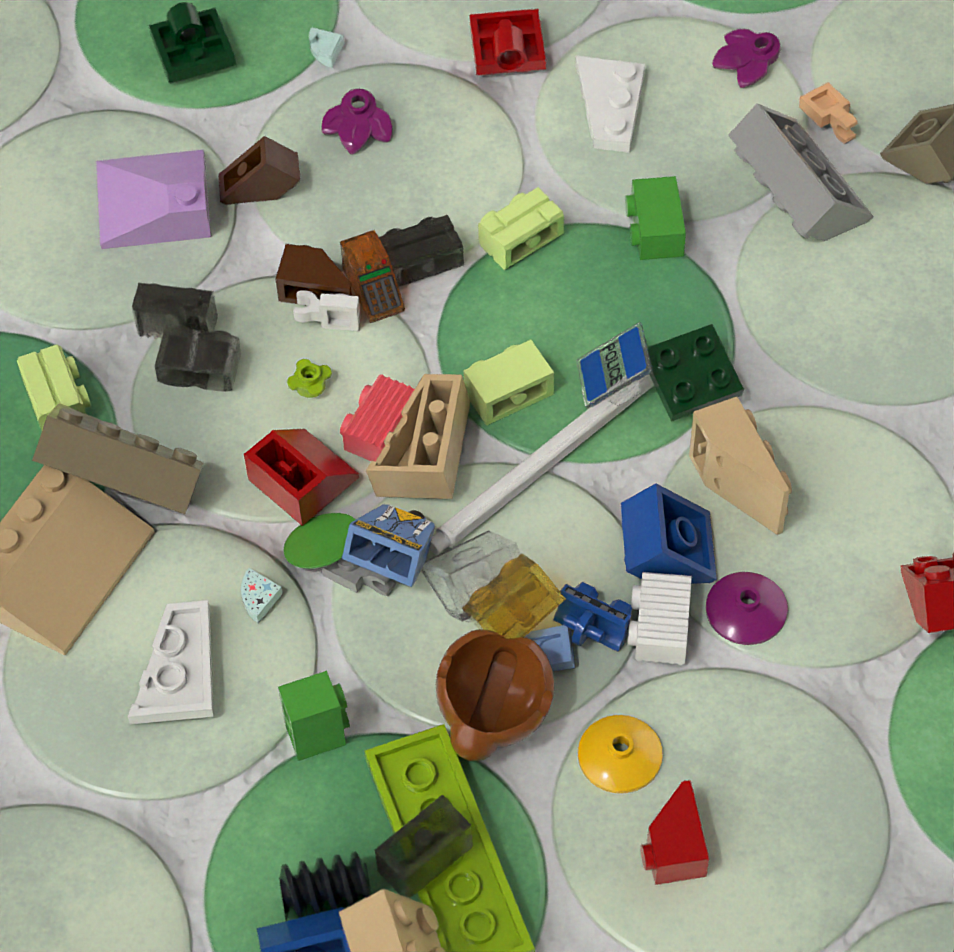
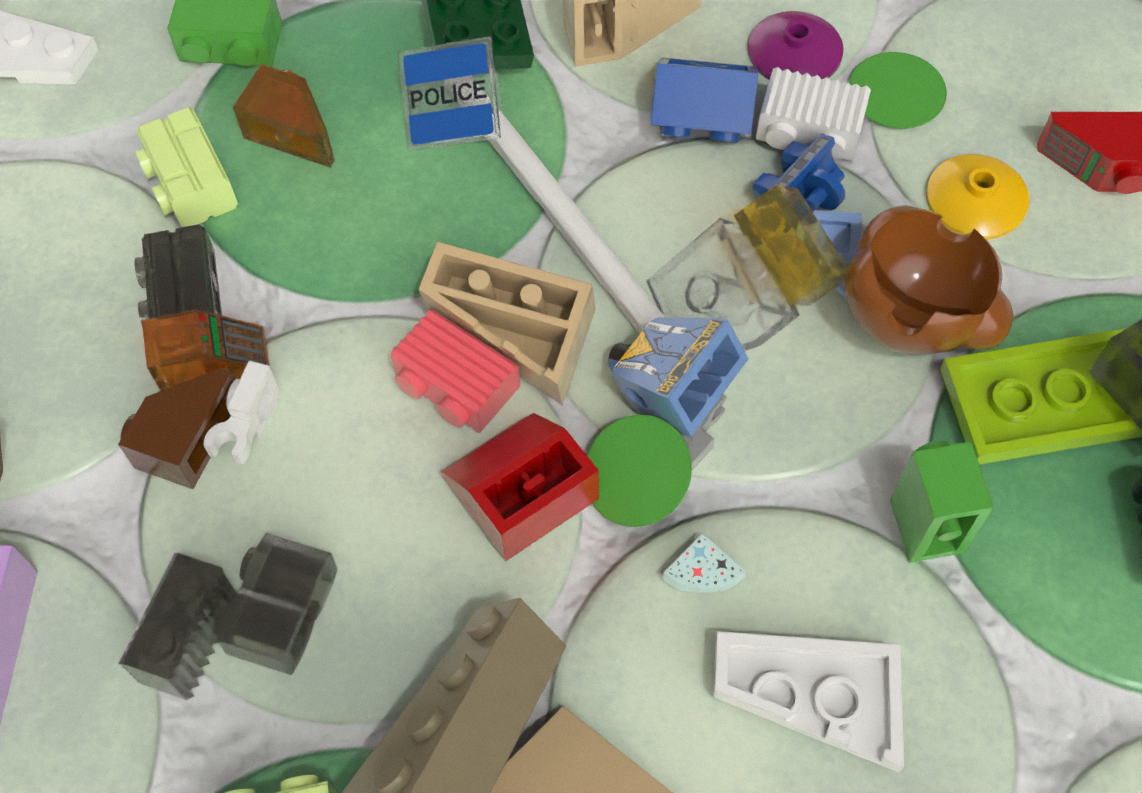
camera: 80 degrees left, 5 degrees up
(309, 386) = (354, 472): lime plate -> none
(509, 382) = (429, 210): yellowish green brick -> none
(582, 274) = (282, 115): none -> clear orange slope
(717, 686) = (903, 89): none -> bright green piece

